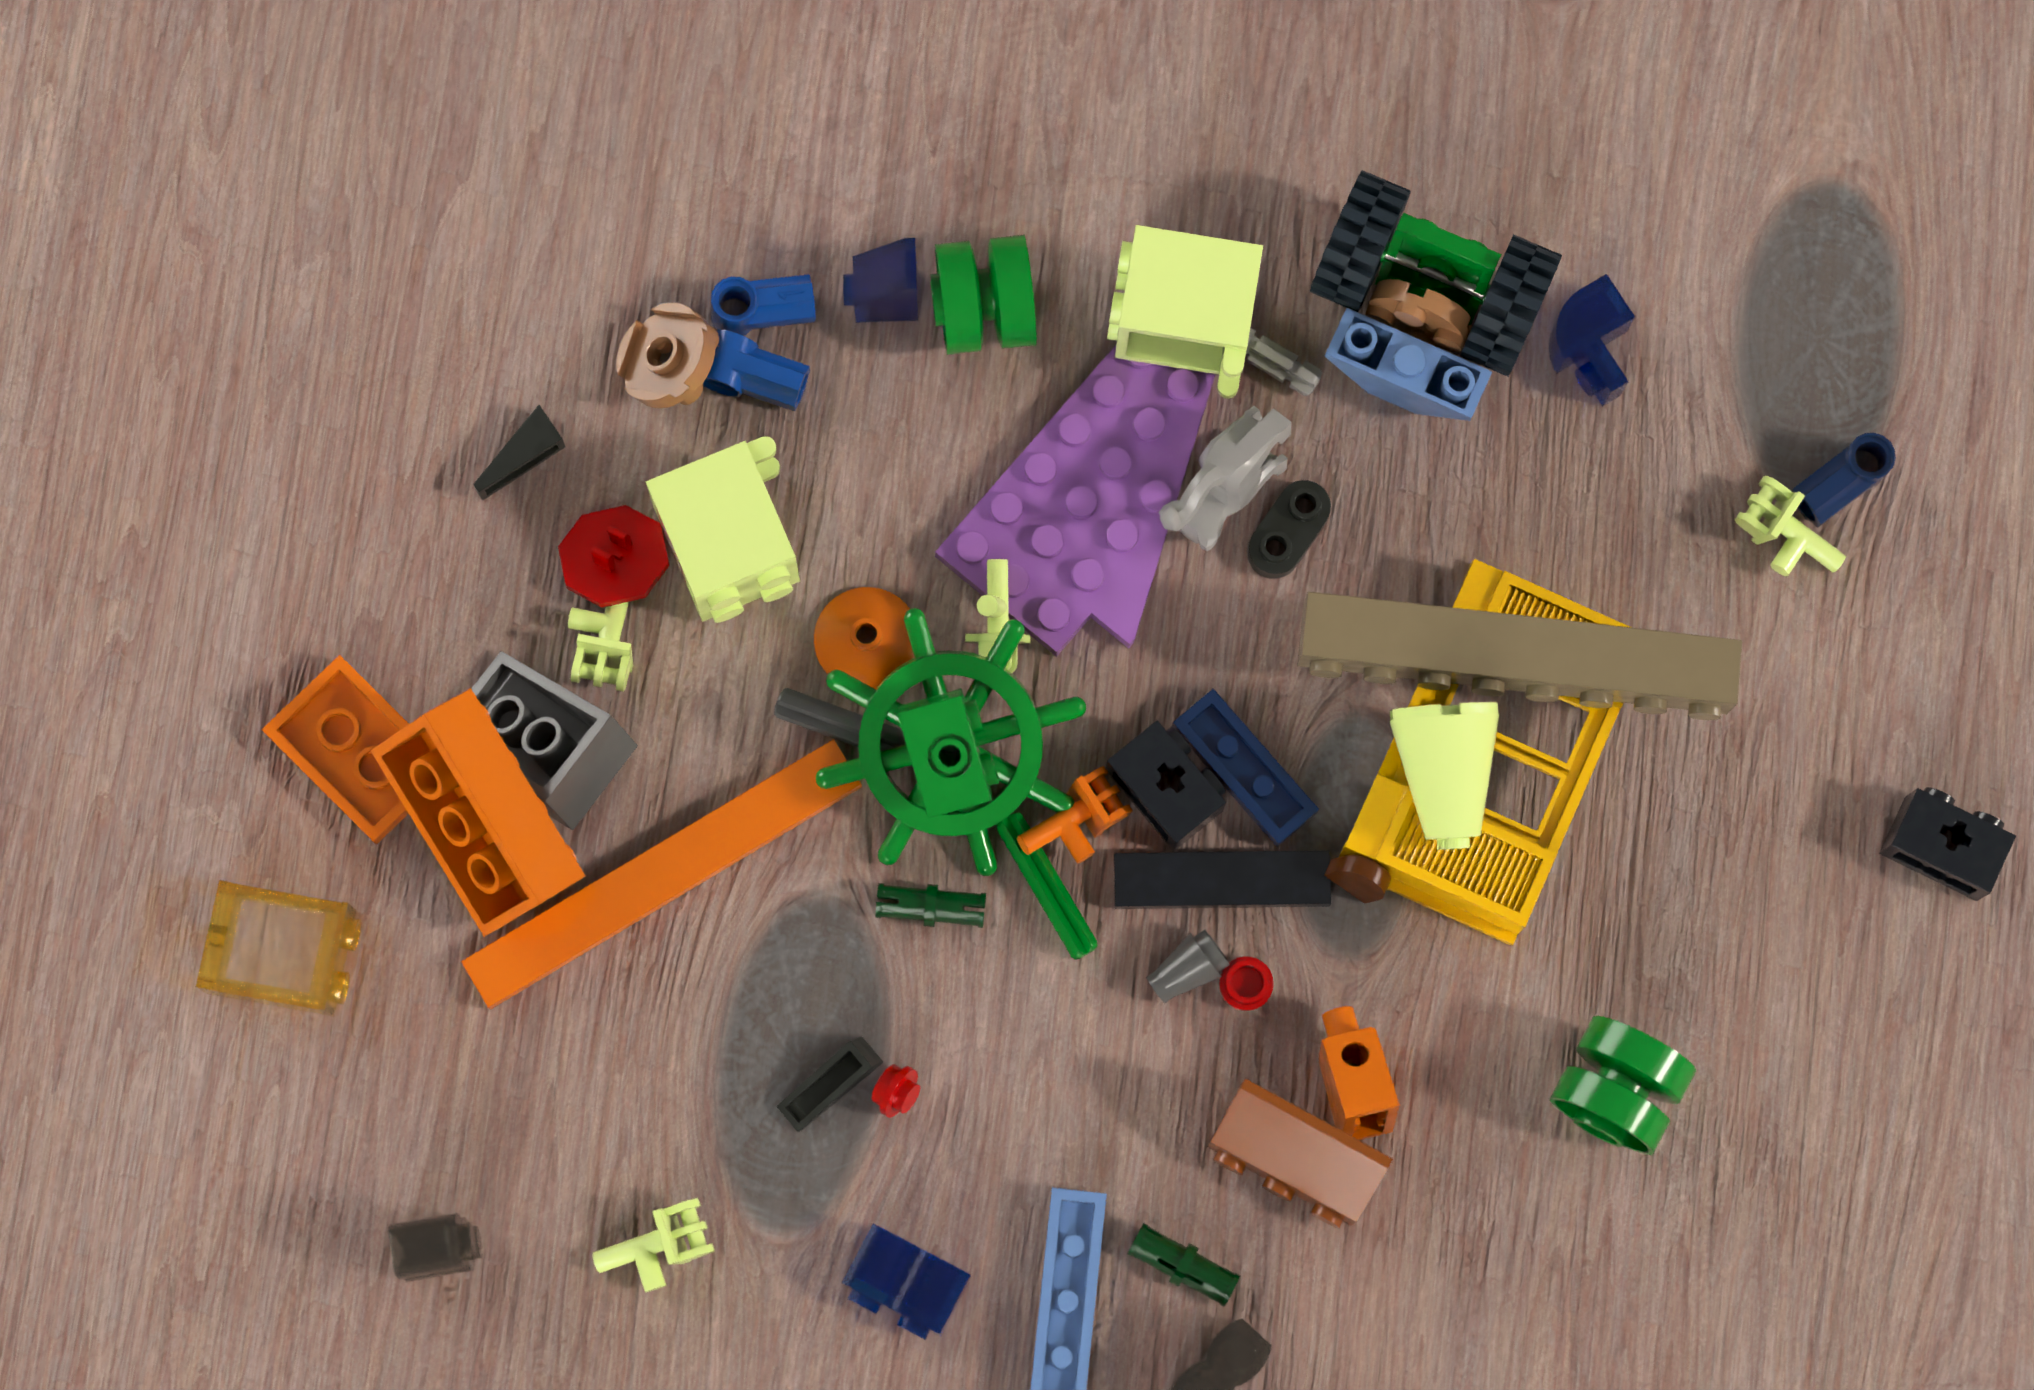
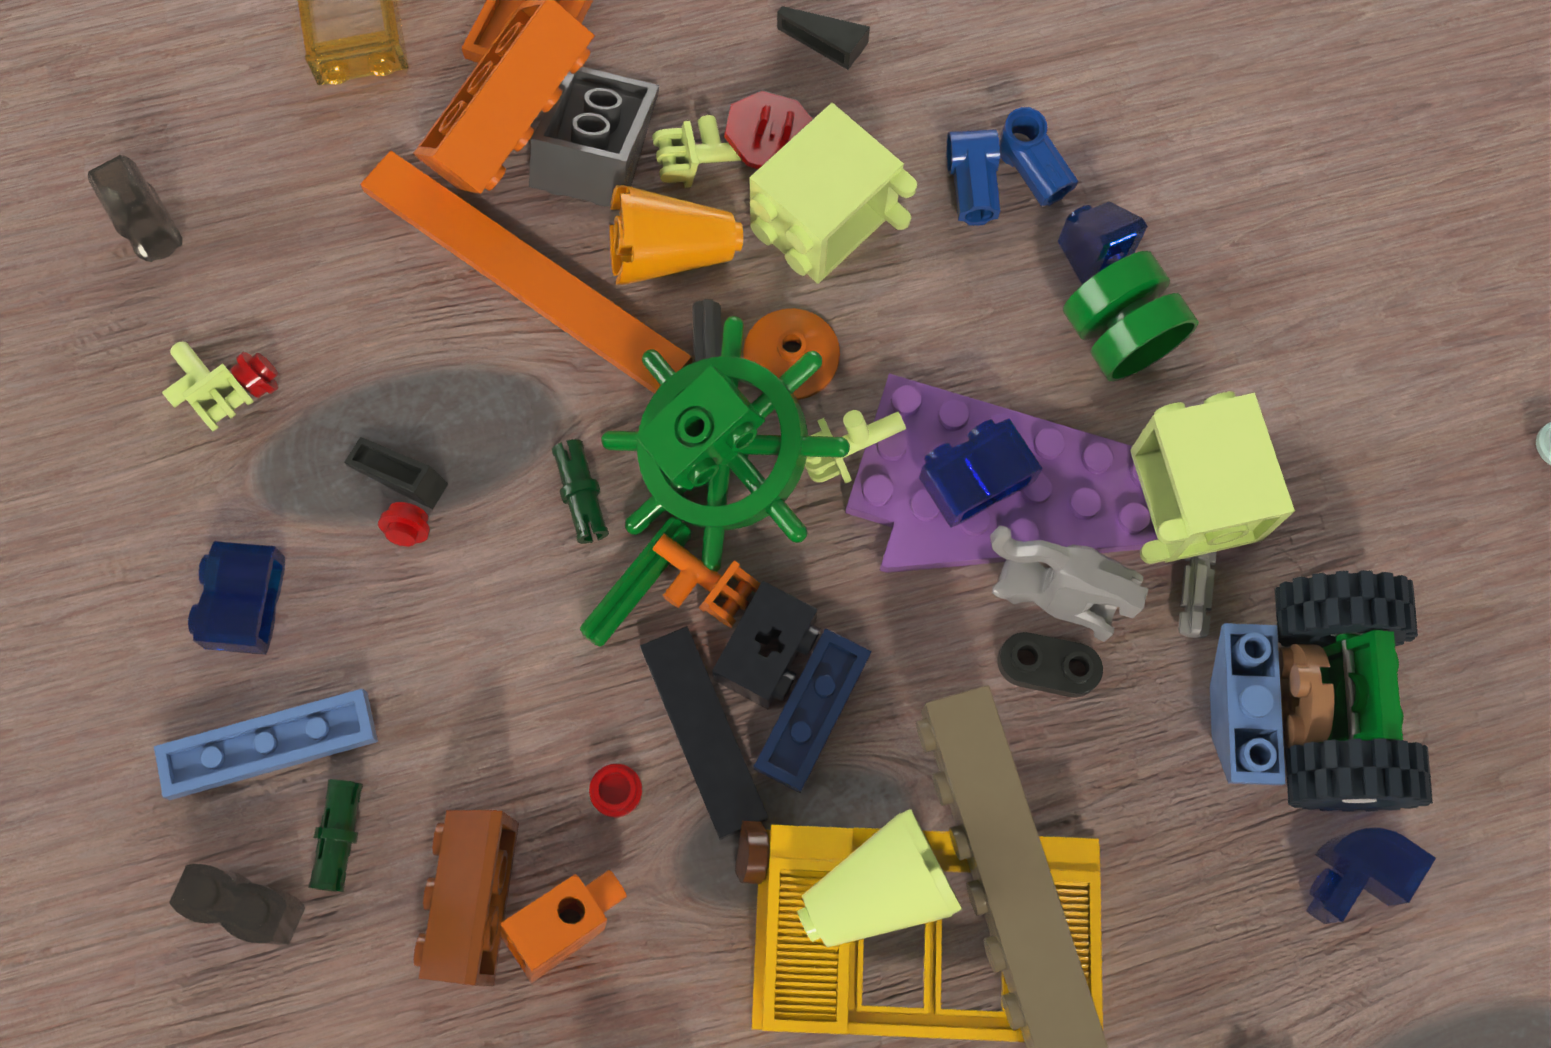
camera: 70 degrees right, 5 degrees down
(666, 1188) = (255, 374): none -> red plate
(687, 368) = (954, 102): medium nougat plate -> none
(695, 712) = (667, 235): none -> light orange cone
(1084, 510) = (979, 471): none -> clear blue brick
(1189, 966) = (612, 733): dark grey cone -> none

